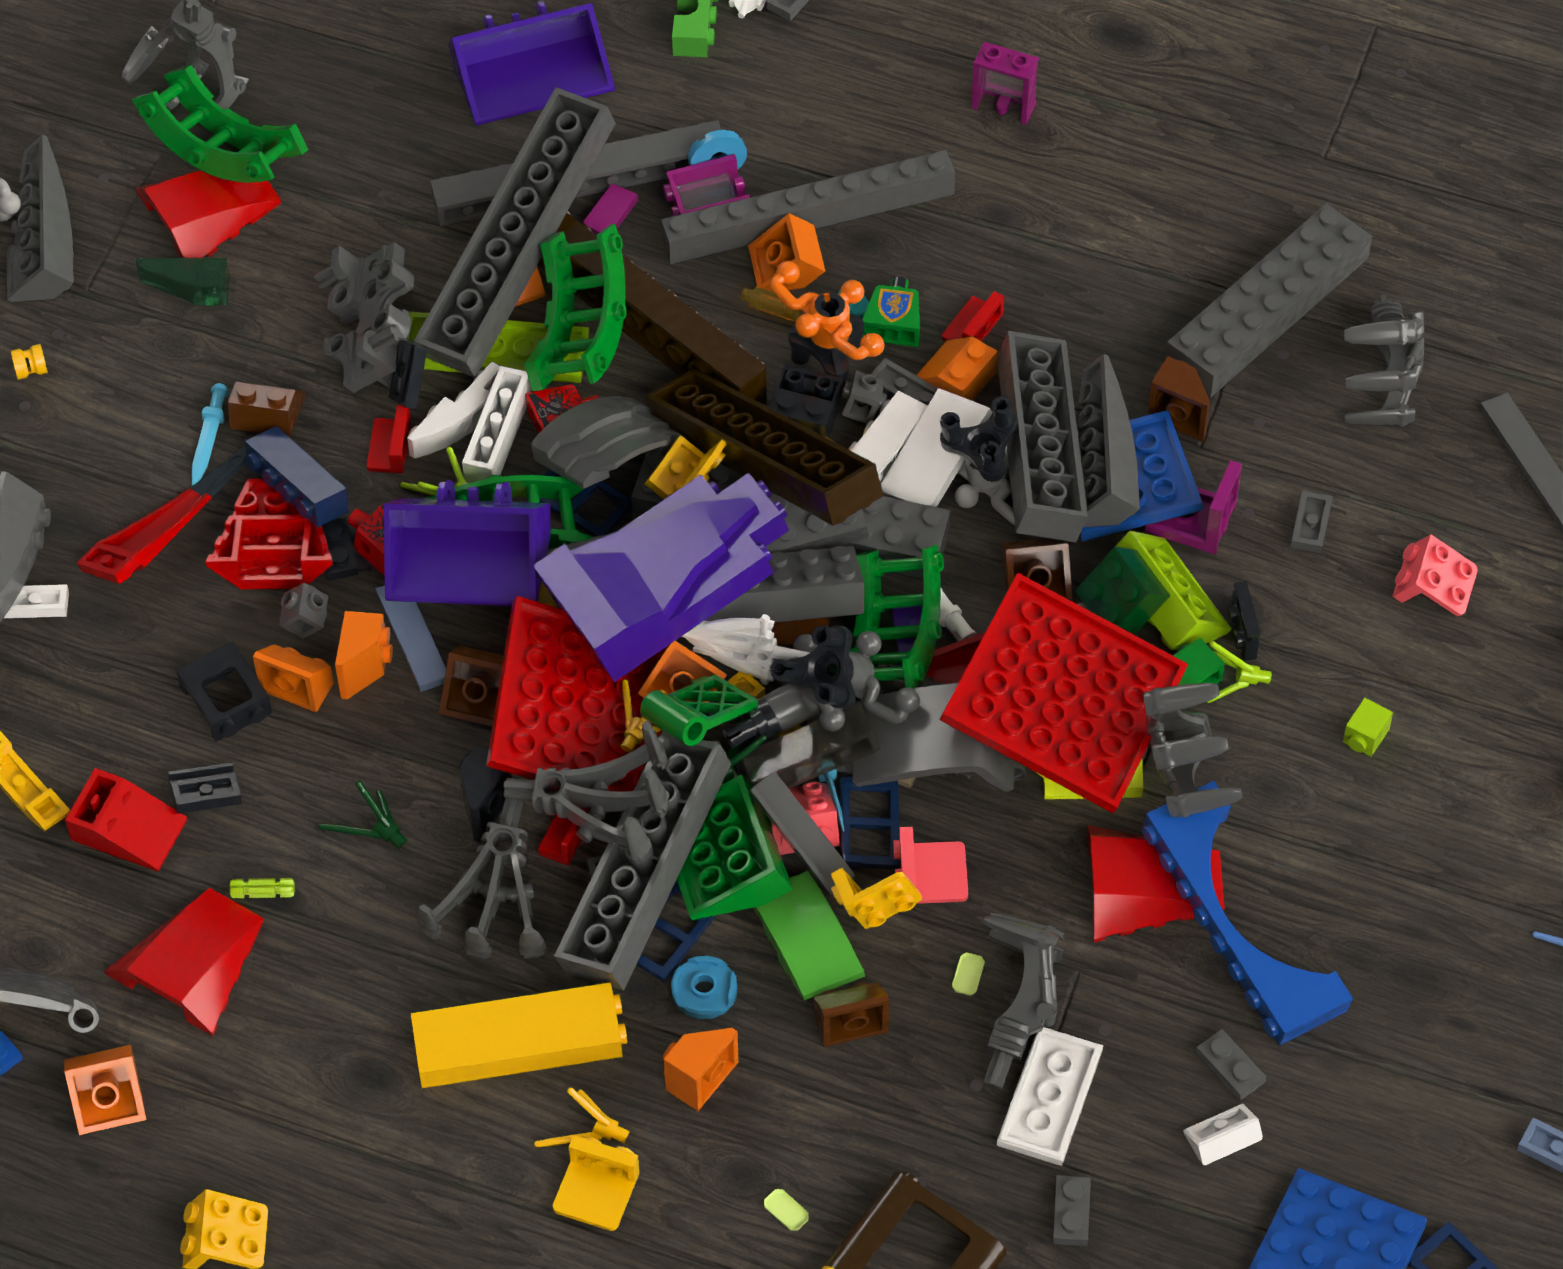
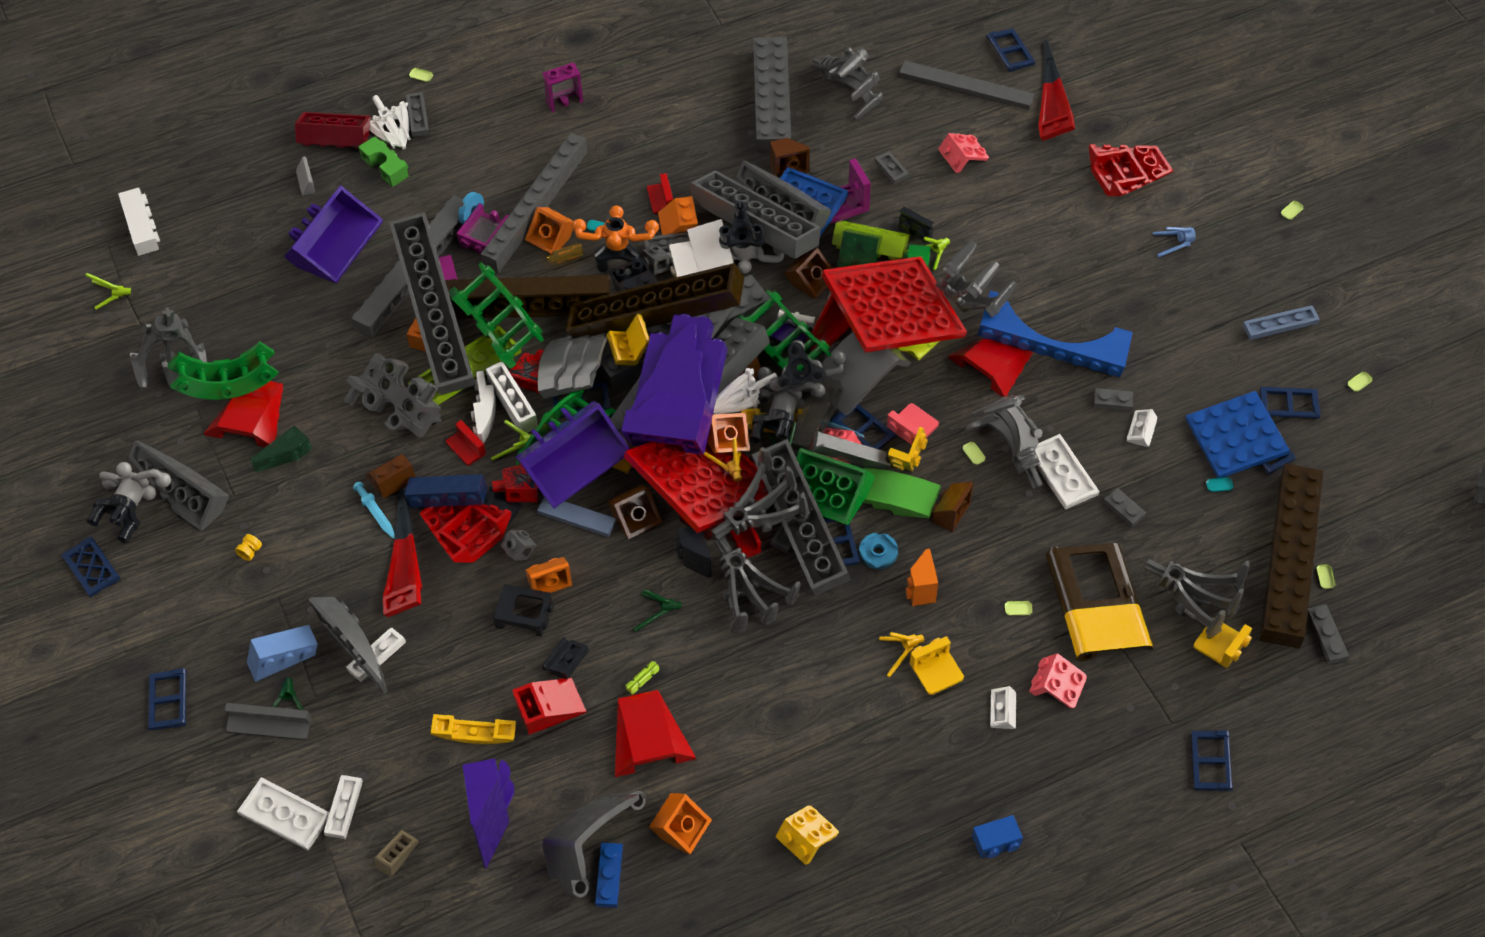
camera: 45 degrees left, 0 degrees up
(362, 652) = (567, 538): orange slope -> none
(408, 373) = (450, 404): black plate -> none
(518, 1035) = (829, 638): yellow brick -> none
(685, 719) = (758, 438): green piece -> none
(894, 313) = (633, 214): green torso -> none
(1367, 727) = (1009, 228): lime brick -> none

